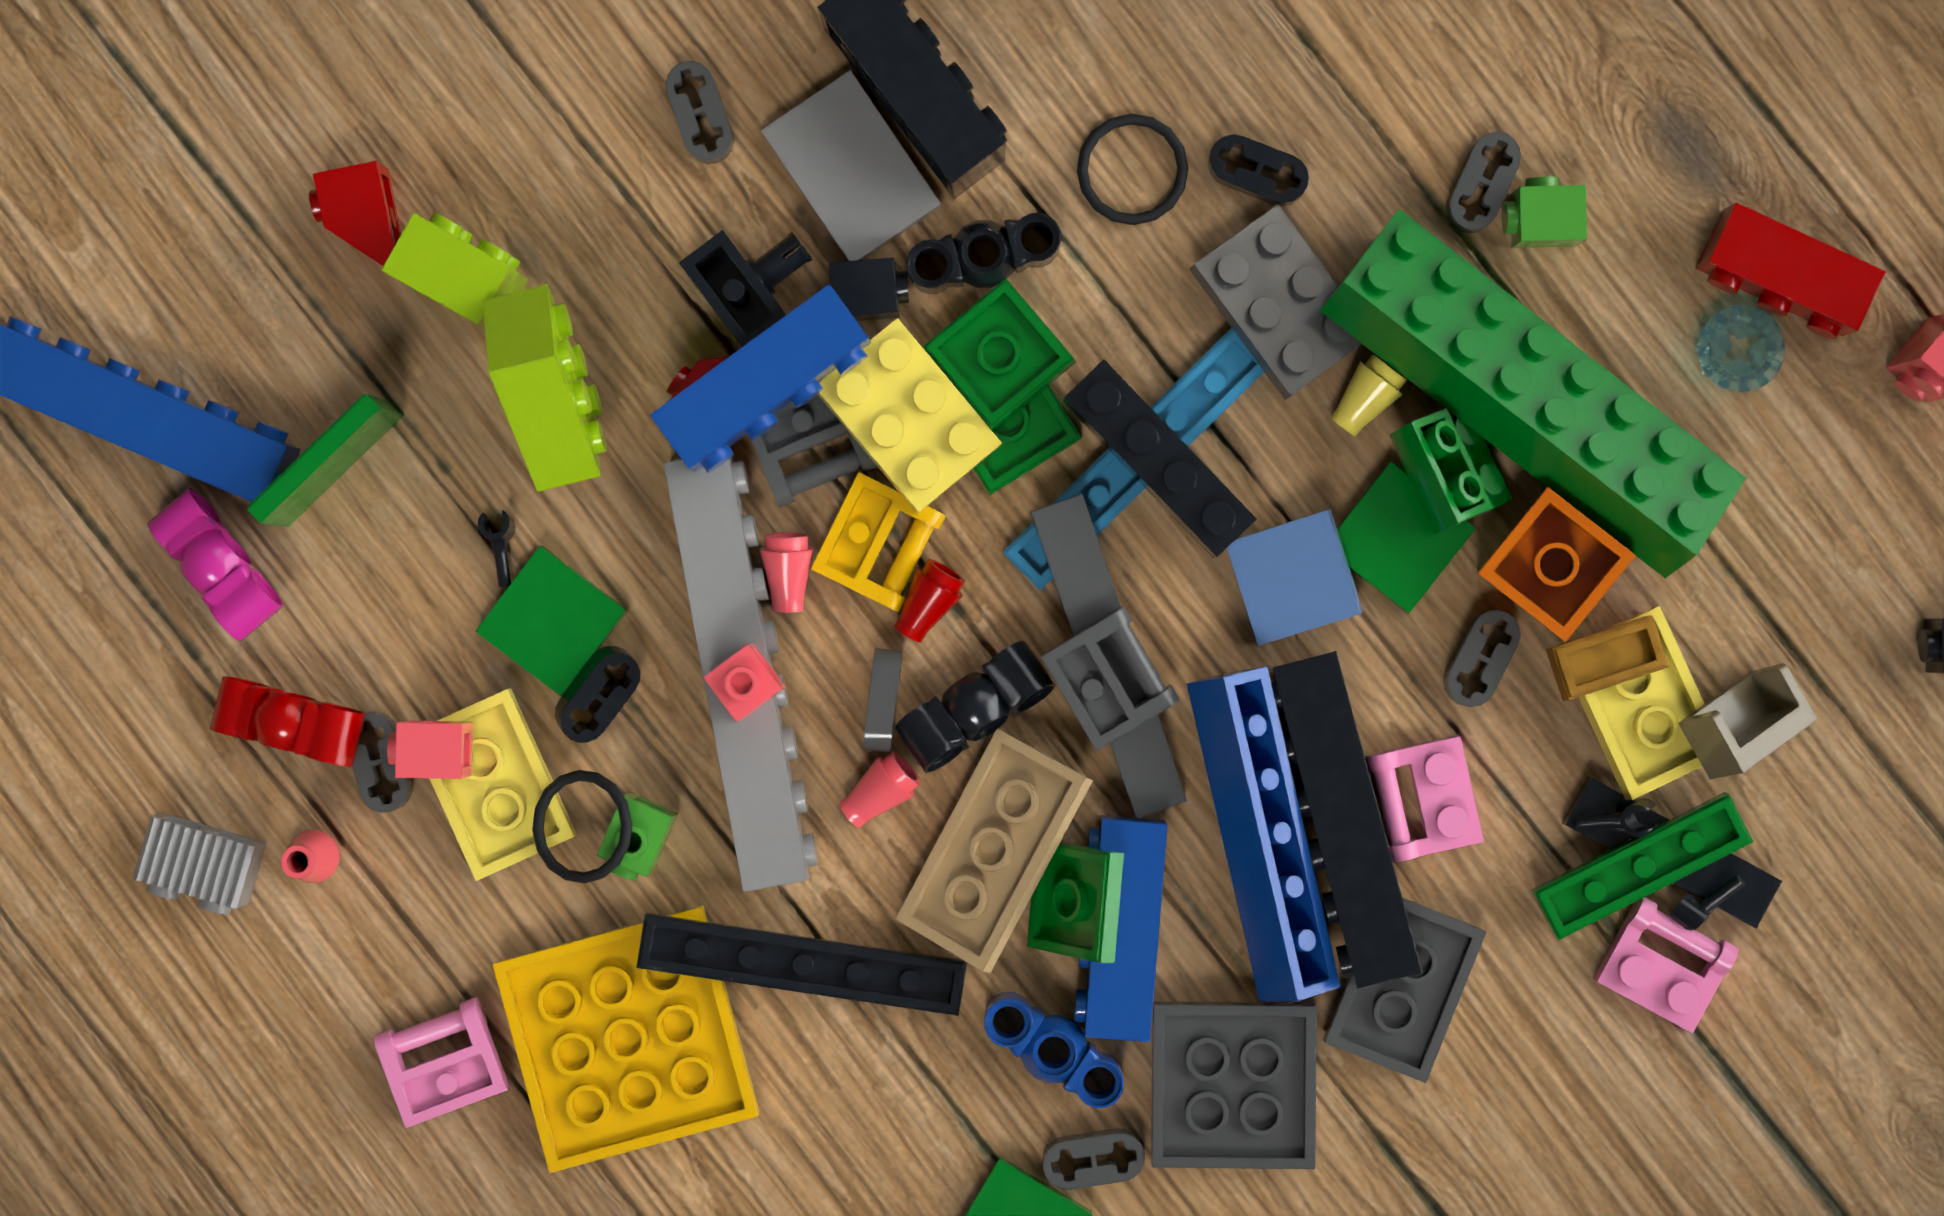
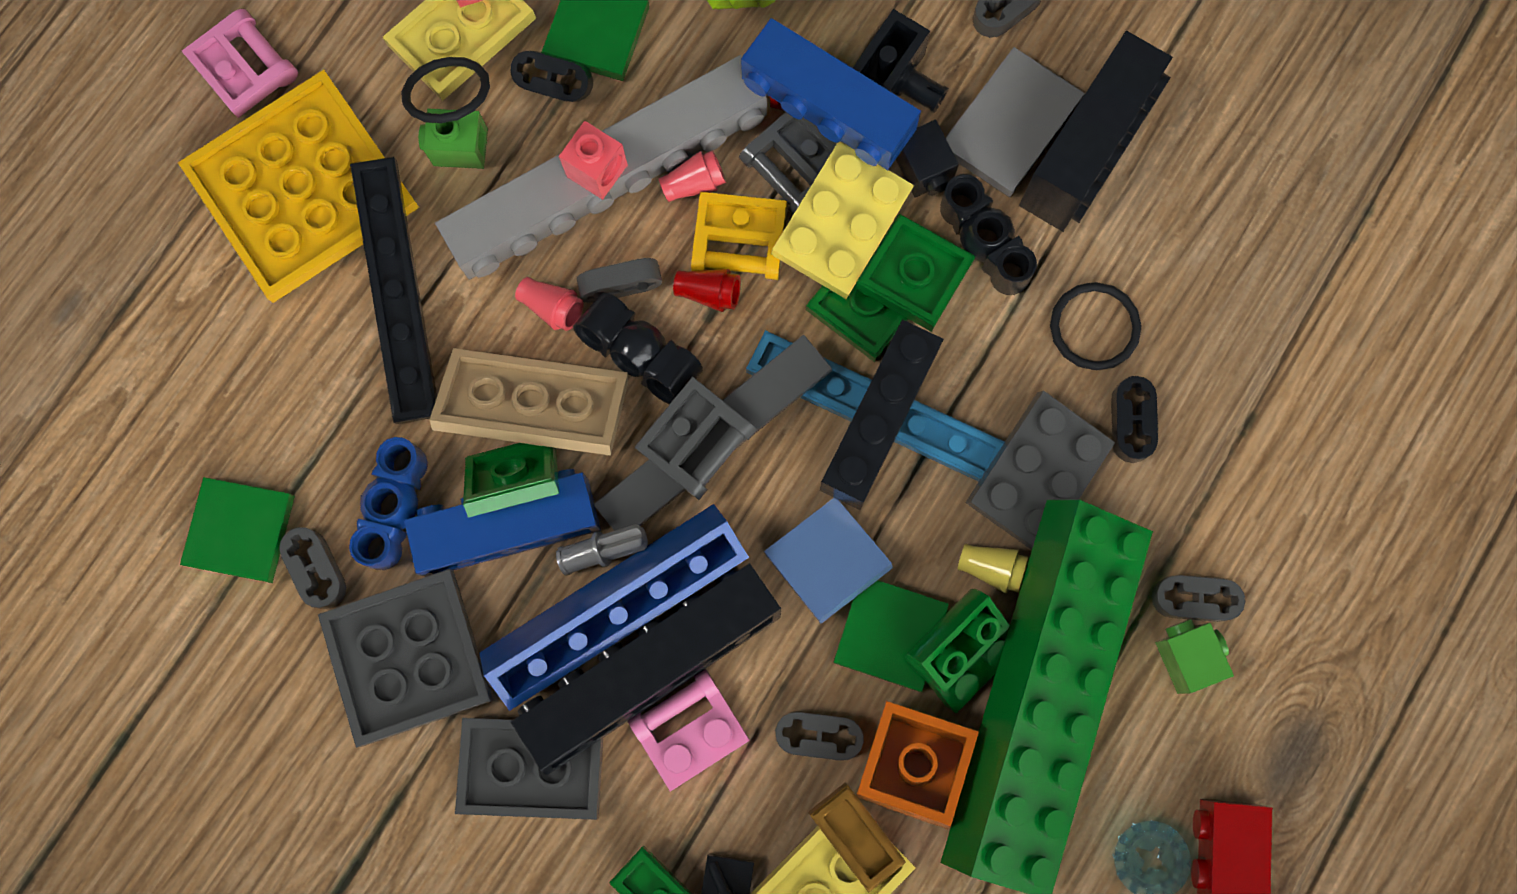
camera: 75 degrees right, 10 degrees down
(1191, 827) = (601, 549): none -> light grey axle

